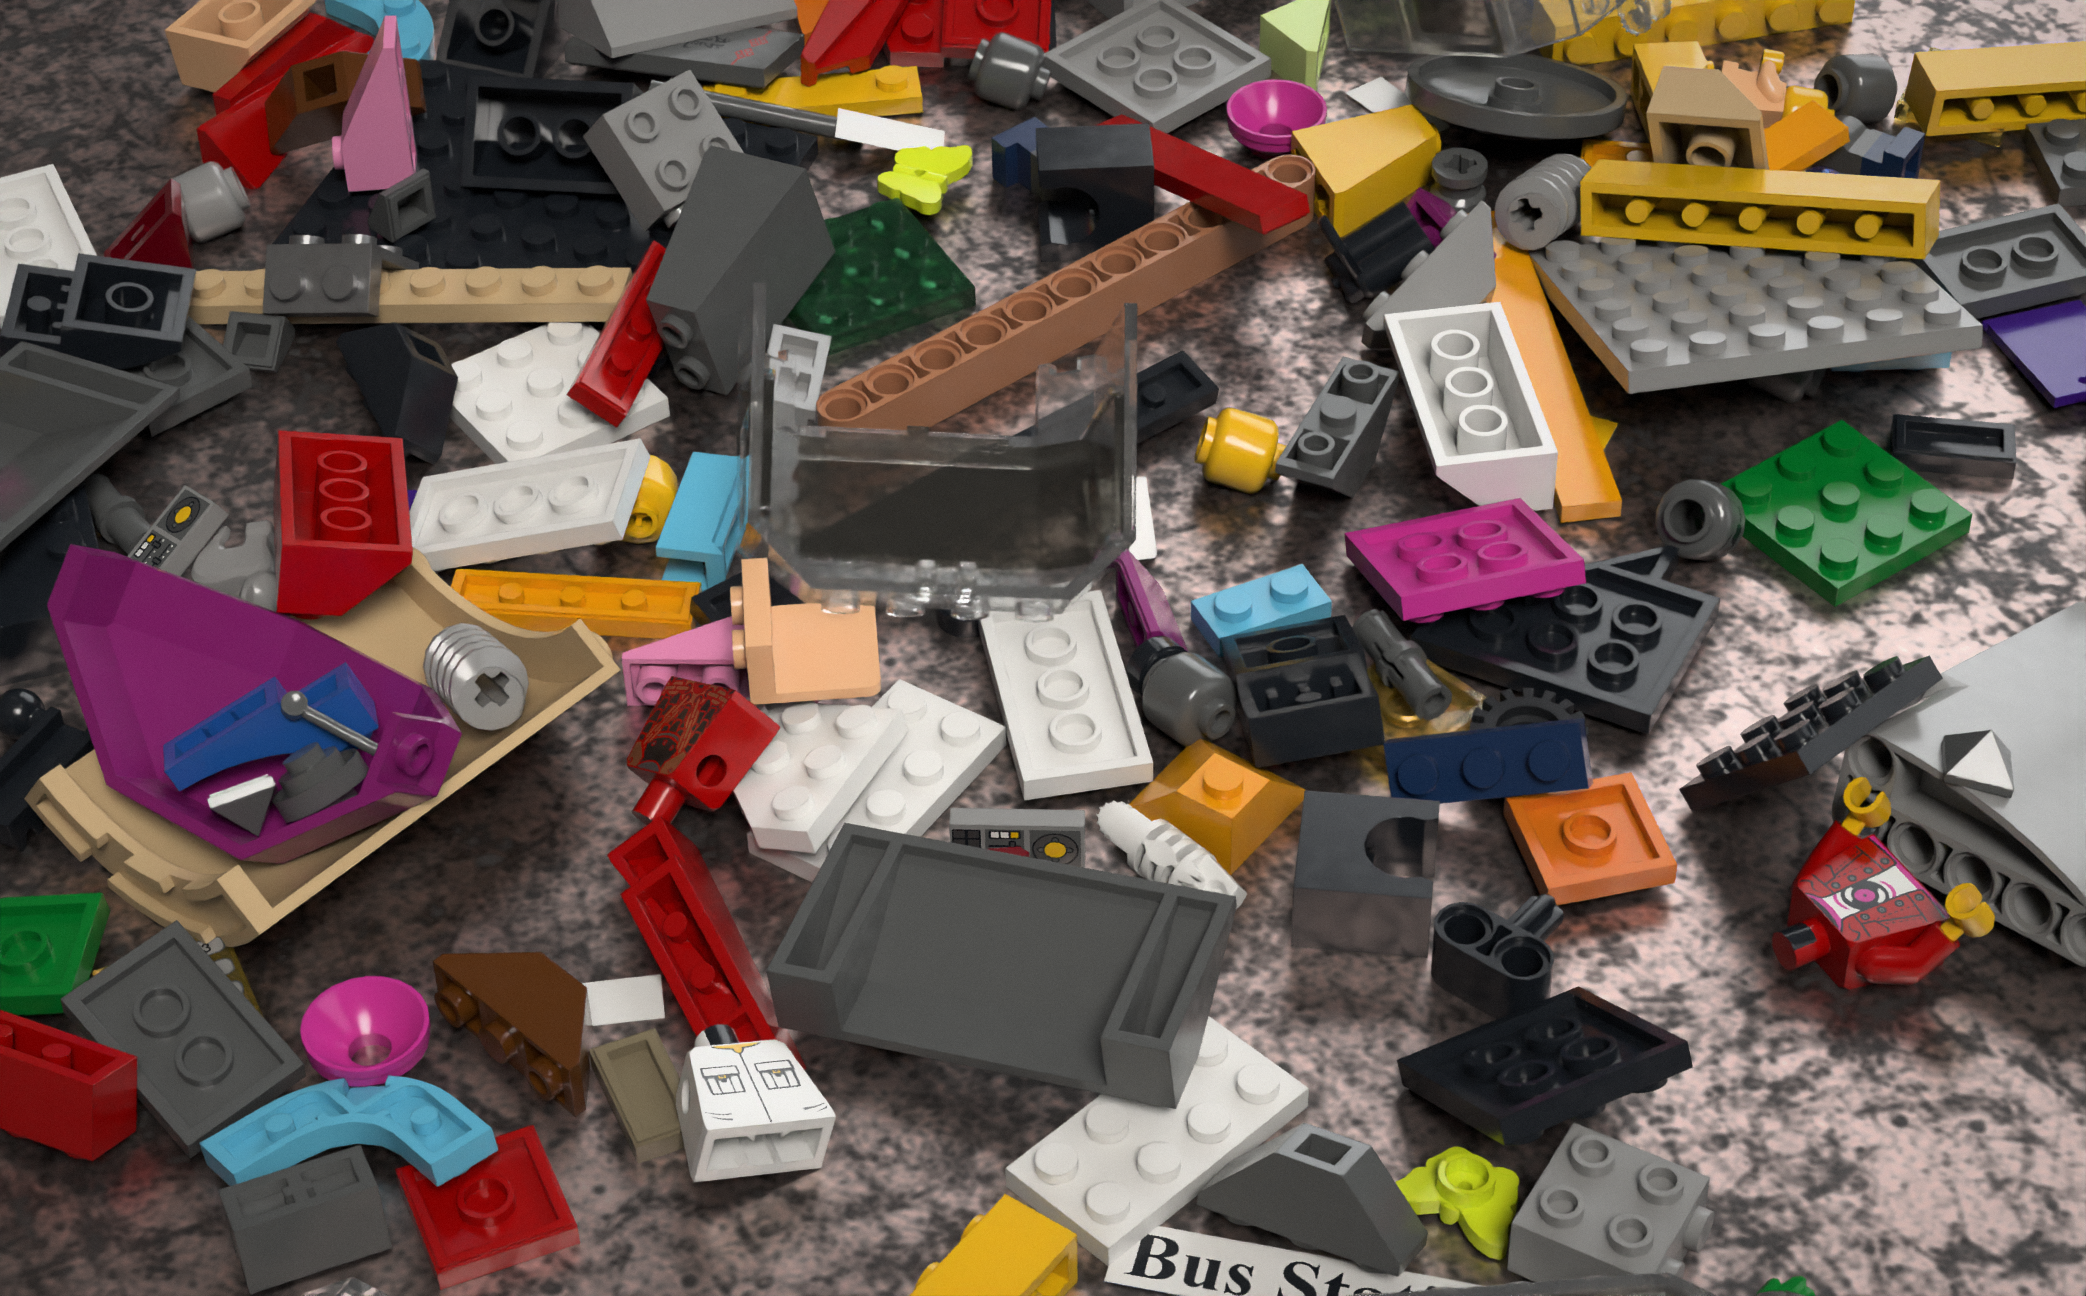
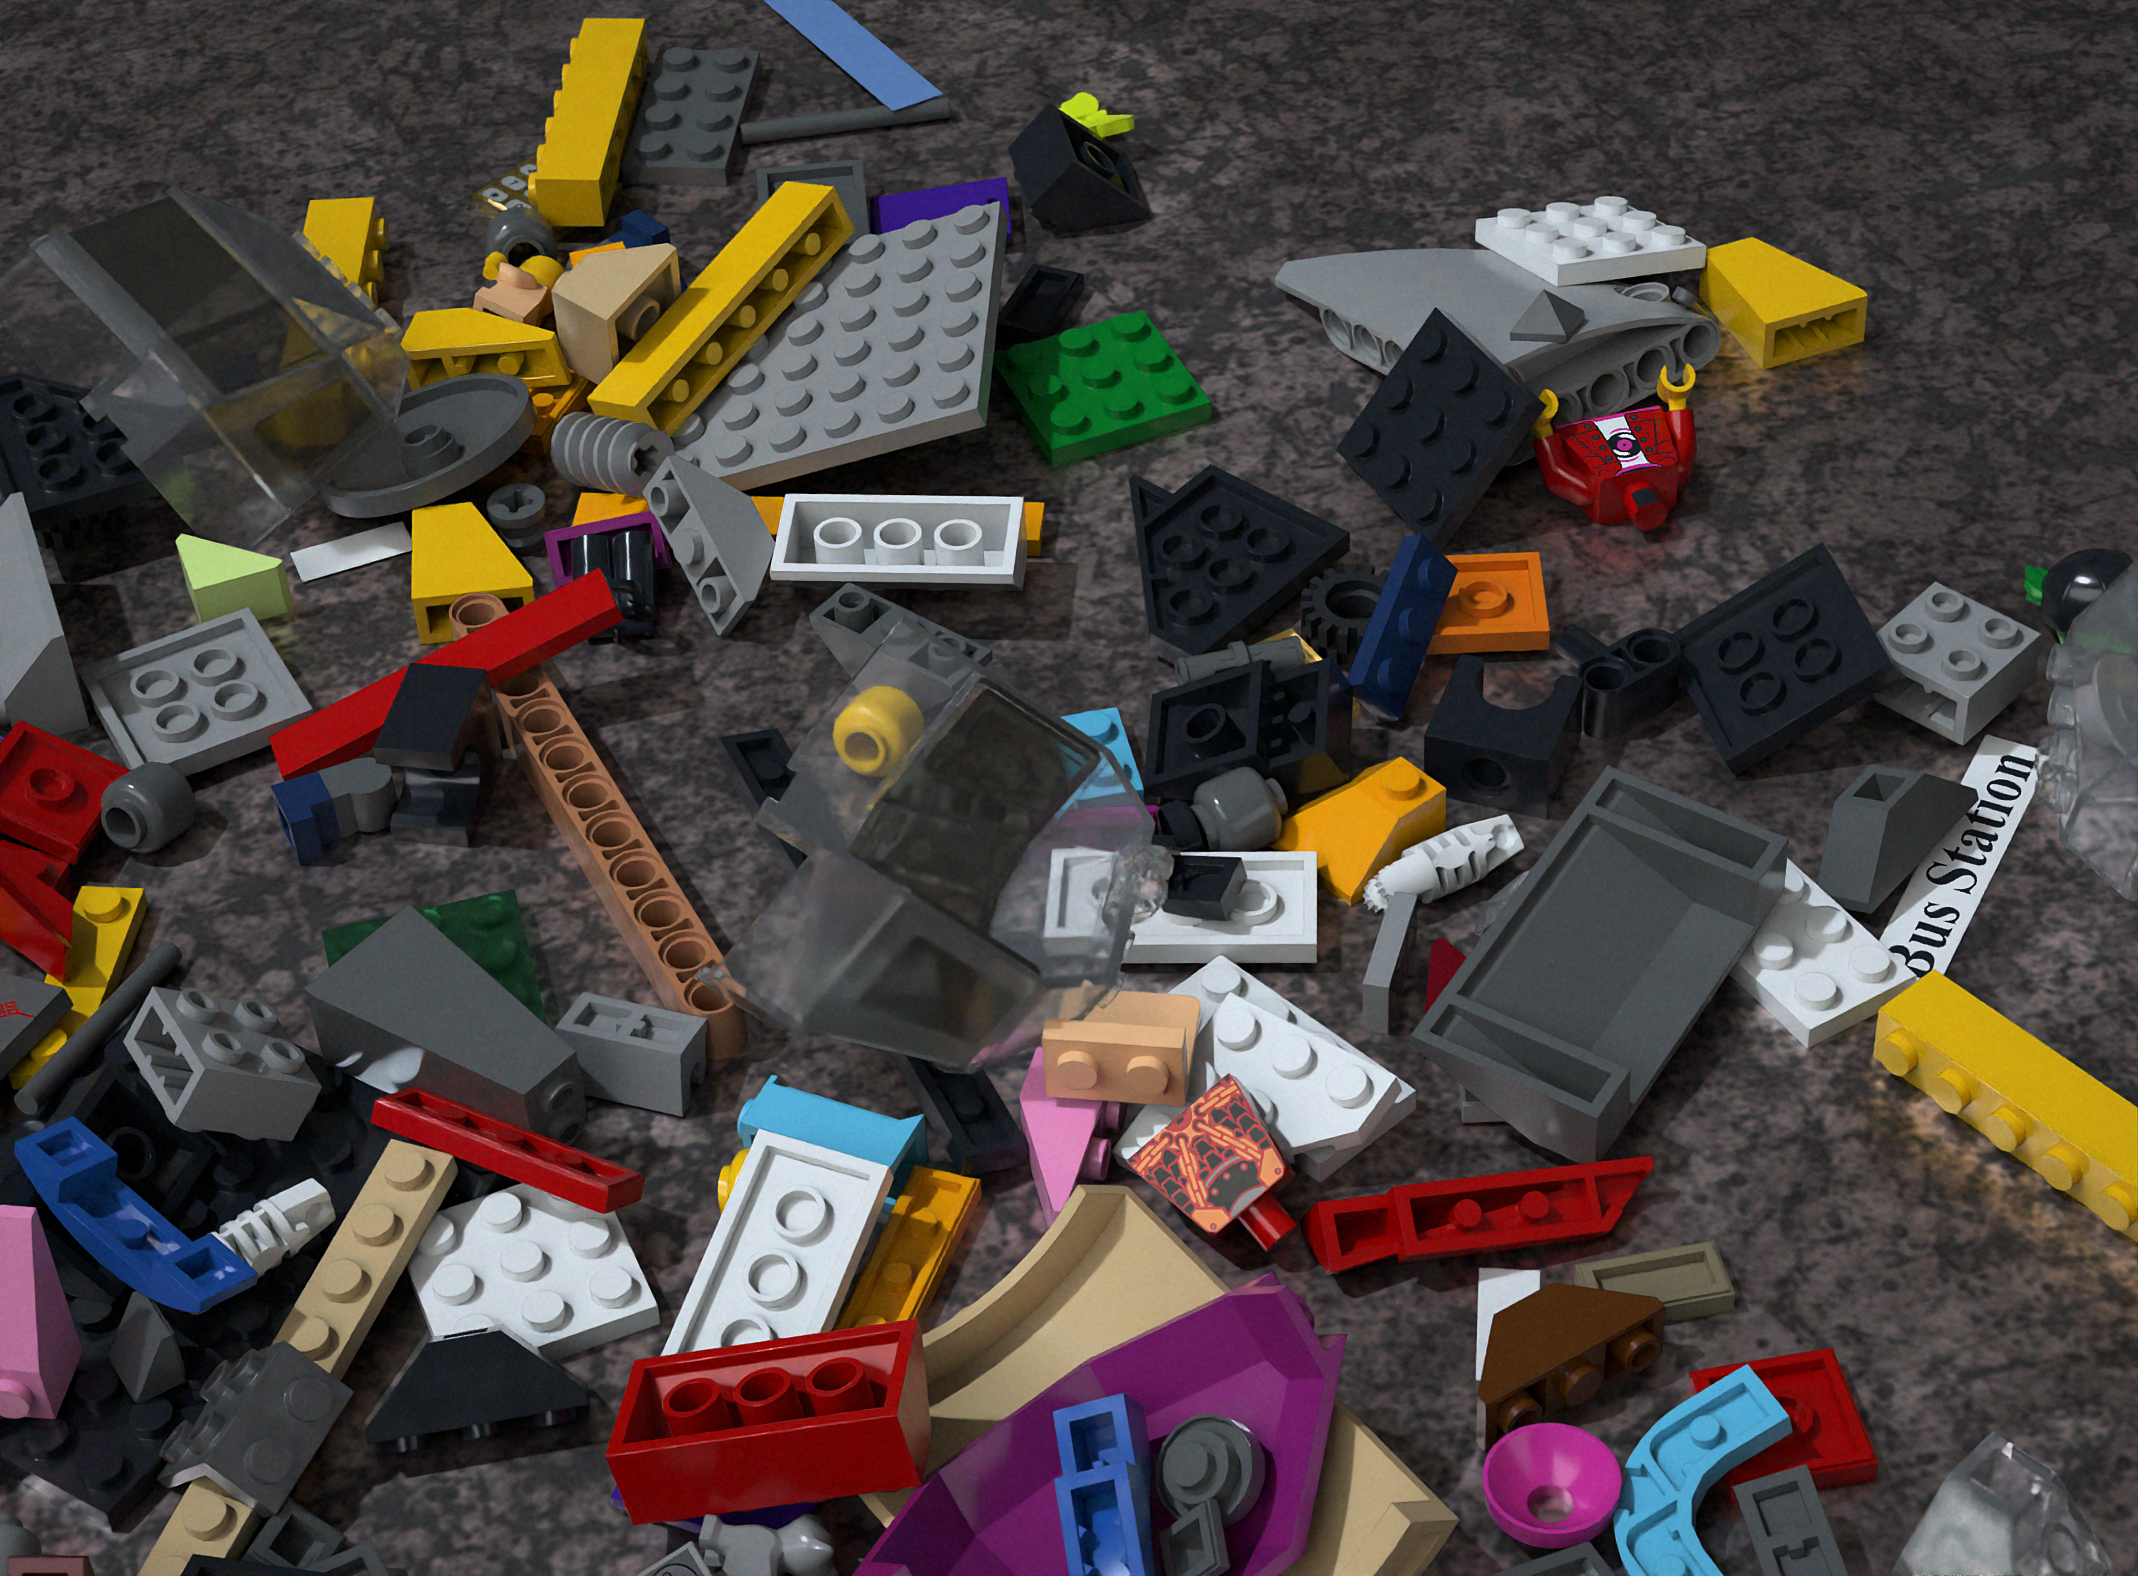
camera: 75 degrees left, 0 degrees up
(295, 706) = (1135, 1446): dark grey hinge -> none
(476, 676) = (1083, 1318): light grey piece -> none
(480, 141) = (120, 1229): none -> blue slope
(508, 227) = (278, 1226): none -> white hinge
(749, 1109) = (1719, 1190): white torso -> none
(885, 132) = (192, 927): white sticker -> none
(924, 175) = (294, 908): neon yellow animal -> none
(1073, 670) = (1201, 884): none -> black slope
(1268, 112) = (352, 608): dark pink piece -> none
(1464, 560) = (1114, 600): dark pink plate -> none
(1466, 1191) = (1879, 745): neon yellow animal -> none
(1698, 501) = (1107, 452): dark grey head -> none

